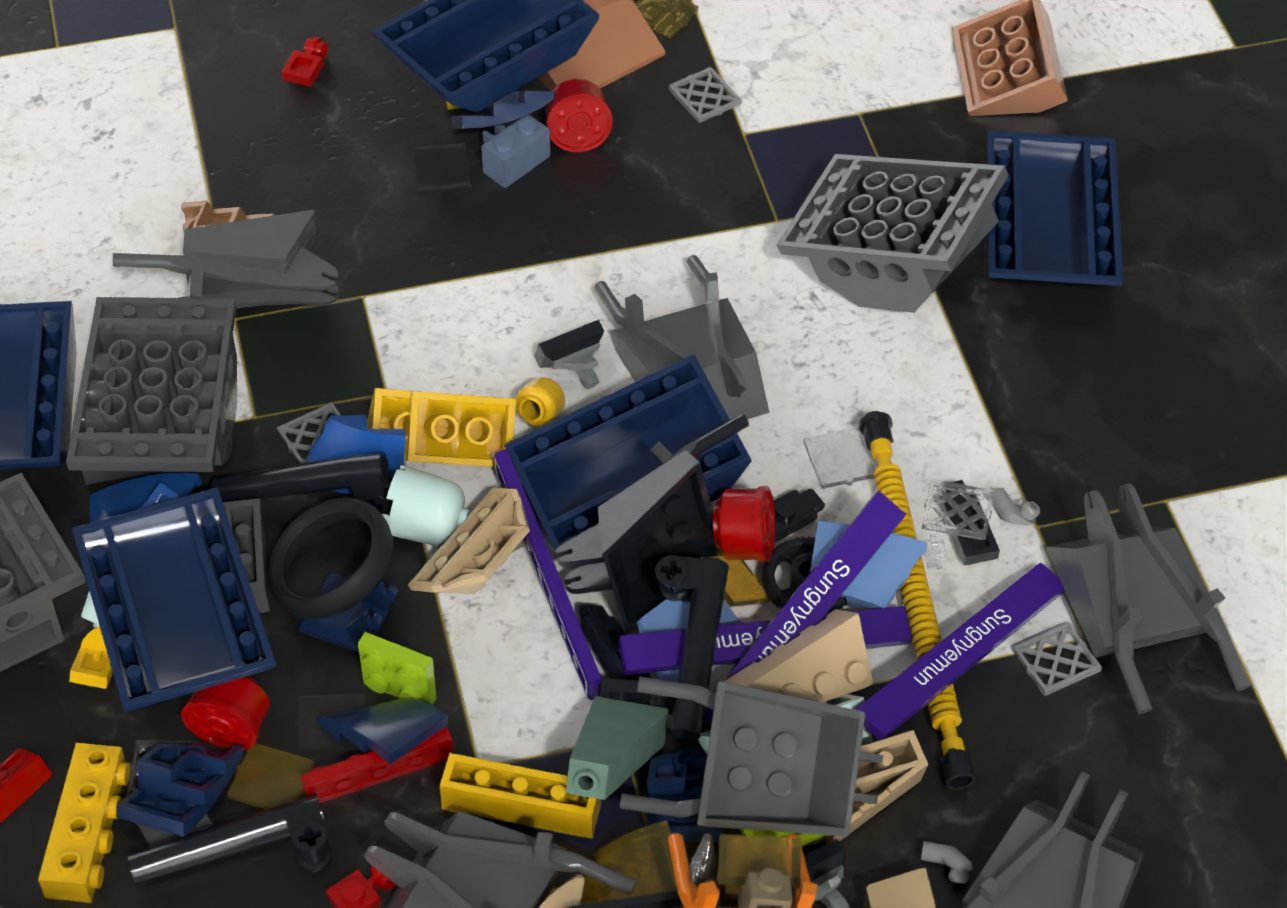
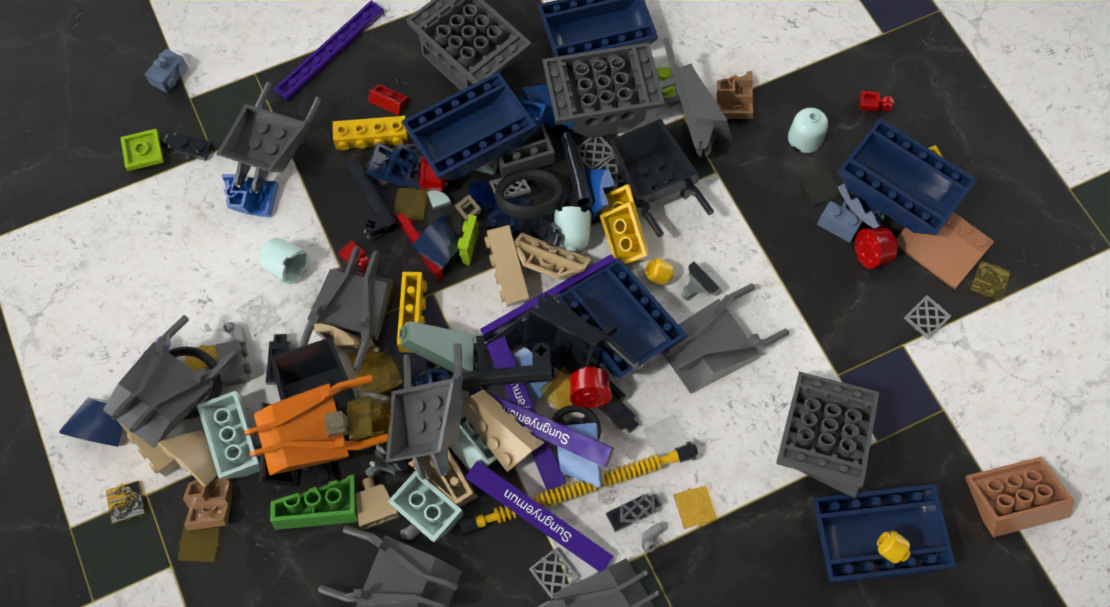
camera: 80 degrees right, 15 degrees up
(249, 441) = (601, 161): none -> light grey window
(278, 726) = (438, 199): none -> light aqua tile
(294, 574) = (508, 194): none -> light grey window
(302, 641) = (482, 195): none -> clear blue plate
(321, 667) = (468, 207): none -> dark tan brick
(334, 148) = (808, 130): none -> light aqua cylinder
(337, 352) = (655, 168): none -> black piece
(420, 540) = (547, 231): none -> black hinge
(466, 621) = (507, 266): none -> tan wedge
(918, 818) = (426, 507): none -> light aqua slope
(968, 444) = (694, 507): none -> clear yellow piece
(1083, 190) = (893, 547): none -> yellow head

